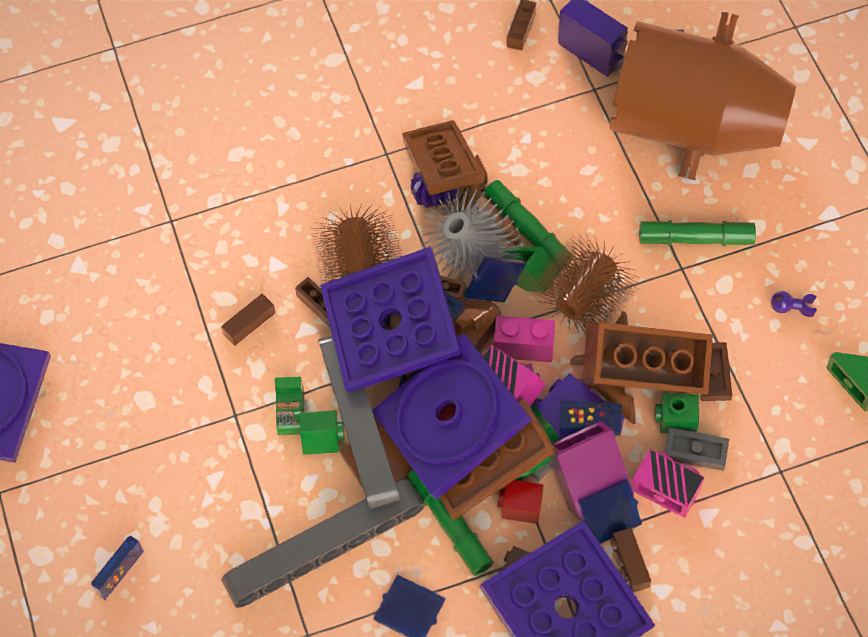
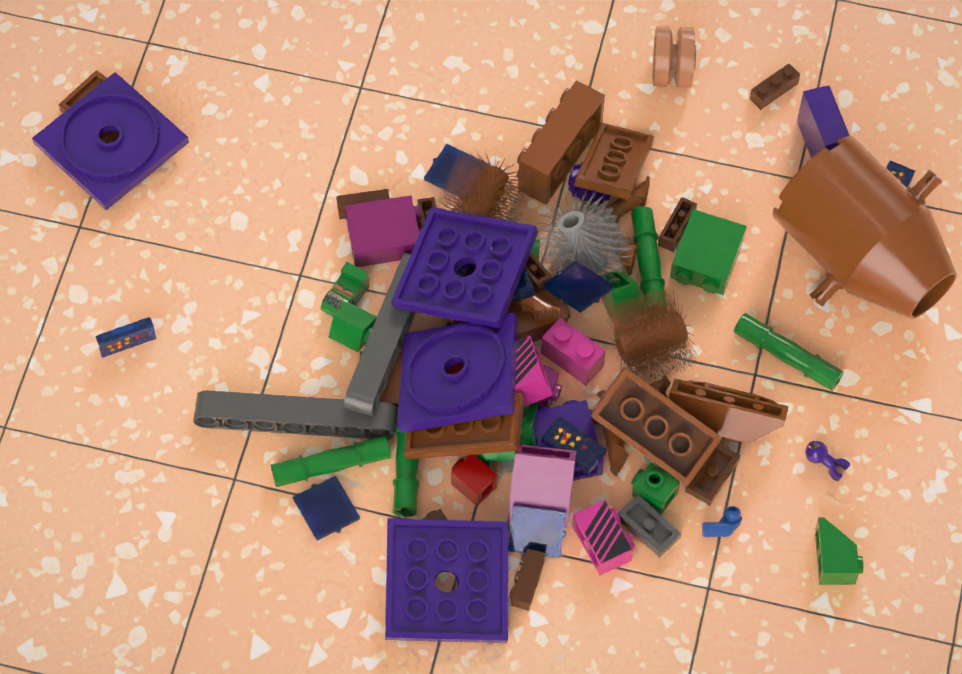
camera: 30 degrees right, 0 degrees up
(284, 332) = (382, 230): none -> magenta brick
(298, 245) = (444, 165): none -> clear blue piece
(383, 165) = (560, 141): none -> dark orange brick
(384, 565) = (330, 461): none -> green piece
(427, 43) = (676, 57): none -> nougat wheel
(528, 181) = (676, 224): none -> reddish brown piece
(571, 189) = (708, 252): none -> green brick
(694, 308) = (729, 411): none -> dark orange wedge
(756, 409) = (726, 525): none -> blue arm

